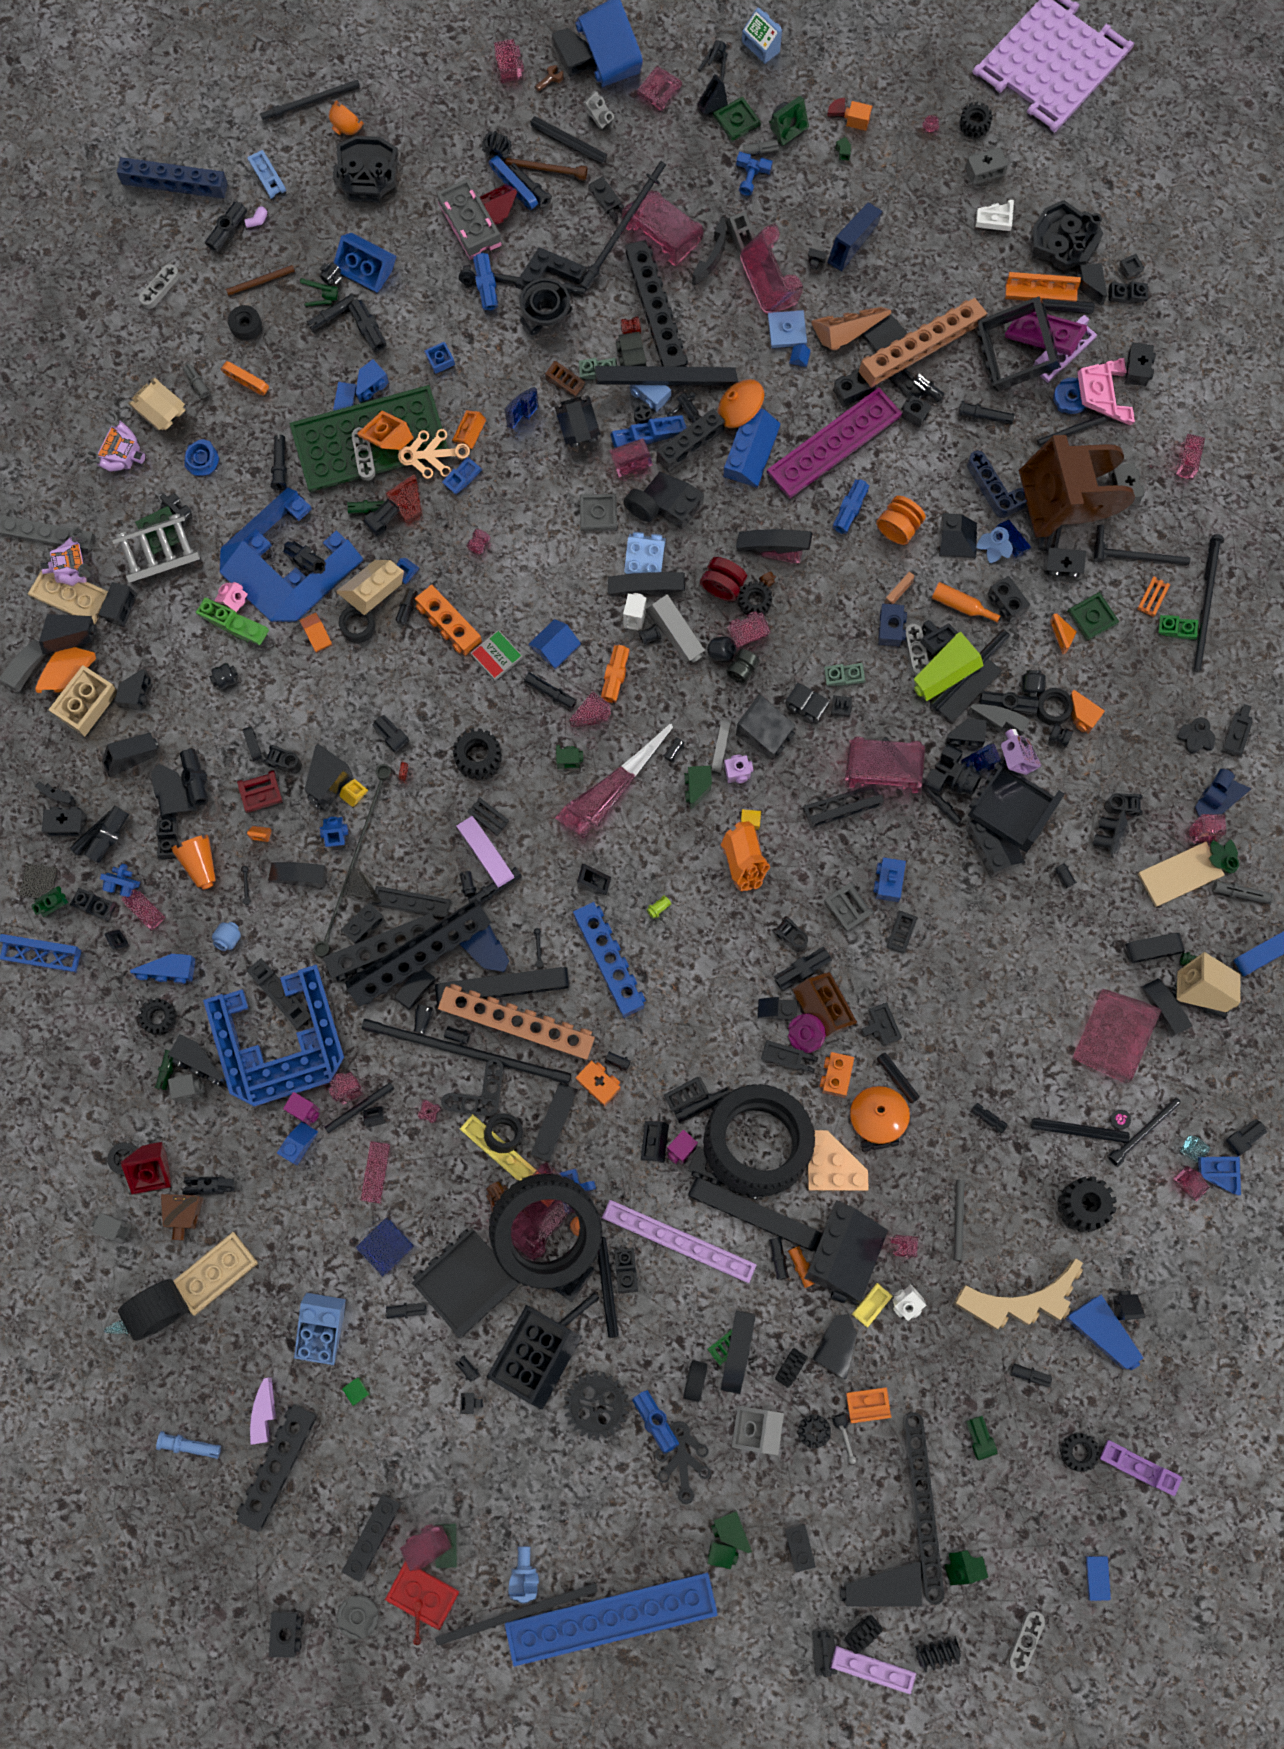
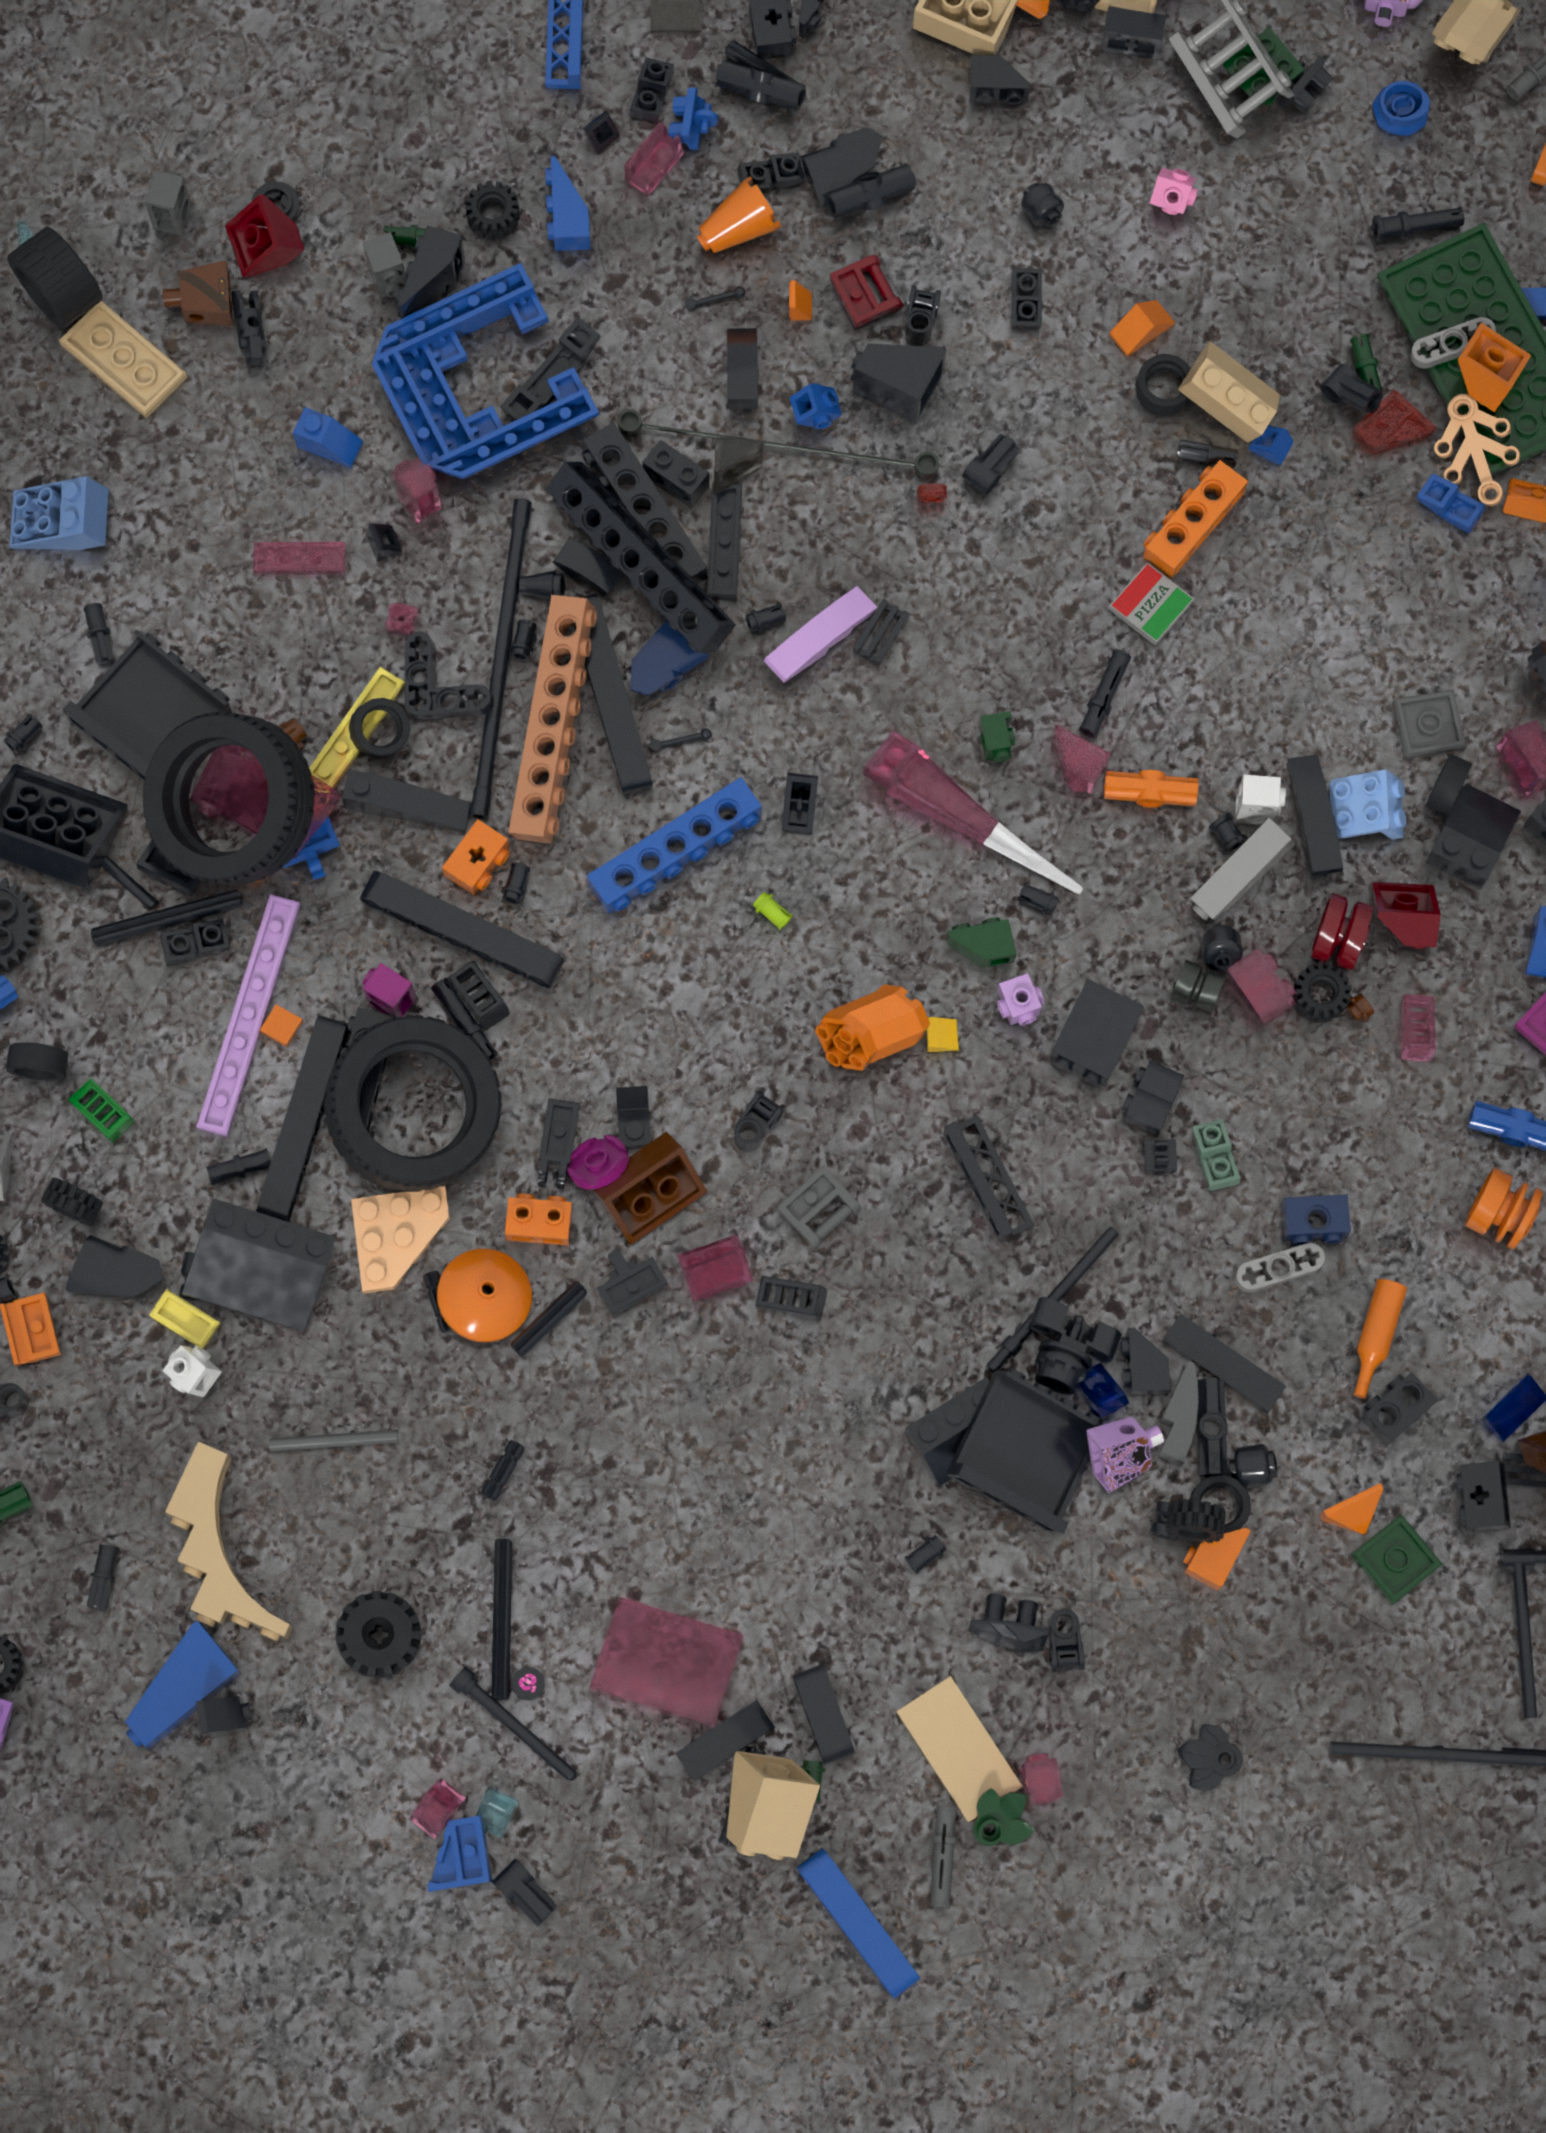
camera: 80 degrees right, 0 degrees up
(49, 902) = (643, 27): dark green hips -> none
(128, 753) = (894, 93): black slope -> none
(226, 936) = (629, 282): medium blue head -> none
(232, 622) = (1133, 200): bright green slope -> none
(252, 744) = (940, 266): black beam -> none
(283, 697) = (1026, 297): none -> black slope
(295, 594) = (1198, 286): blue slope -> none
(302, 1109) = (376, 431): magenta brick -> none
(304, 557) = (1256, 283): black piece -> none
(353, 792) = (888, 427): yellow slope -> none
(359, 1107) = (394, 518): black bar -> none
(384, 1246) = (189, 588): clear blue slope -> none
(472, 740) = (983, 574): black tyre -> none
(478, 541) = (1339, 544): clear pink wheel -> none
(490, 890) = (756, 649): black pin -> none
(555, 643) = (1186, 690): blue slope -> none
(643, 1099) = (462, 929): none -> black beam
(654, 1141) = (404, 957): black slope -> none
(689, 1221) = (281, 1025): none -> orange tile
(713, 541) = (1409, 912): none -> dark red slope
(721, 745) = (1057, 970): light grey beam -> none
(738, 1352) = (88, 1117): black slope -> none
(774, 540) = (1426, 1005): black slope -> none
(800, 1264) = (238, 1197): orange pin -> none
(802, 968) = (704, 1146): black piece -> none
(881, 971) = (715, 1268): none -> clear pink brick
(885, 763) = (1066, 1233): clear pink windscreen -> none
(890, 879) = (873, 1265): blue brick -> none
(900, 589) = (1380, 1224): nougat tile -> none
(907, 1247) = (277, 1357): clear pink hinge -> none
(936, 637) = (1307, 1298): black hinge -> none
(948, 667) = (1254, 1318): lime slope -> none
(957, 536) = (1497, 1313): black slope -> none
(986, 653) = (1279, 1371): black axle -> none
(994, 546) = (1490, 1378): medium blue plate -> none
(1070, 716) = (1195, 1521): none -> black tyre
(1159, 584) = (1478, 1669): orange tile -> none
(1178, 628) = (1402, 1708): green slope -> none
(1220, 794) = (1110, 1806): dark blue panel -> none
(1238, 732) = (1228, 1827): black hinge -> none

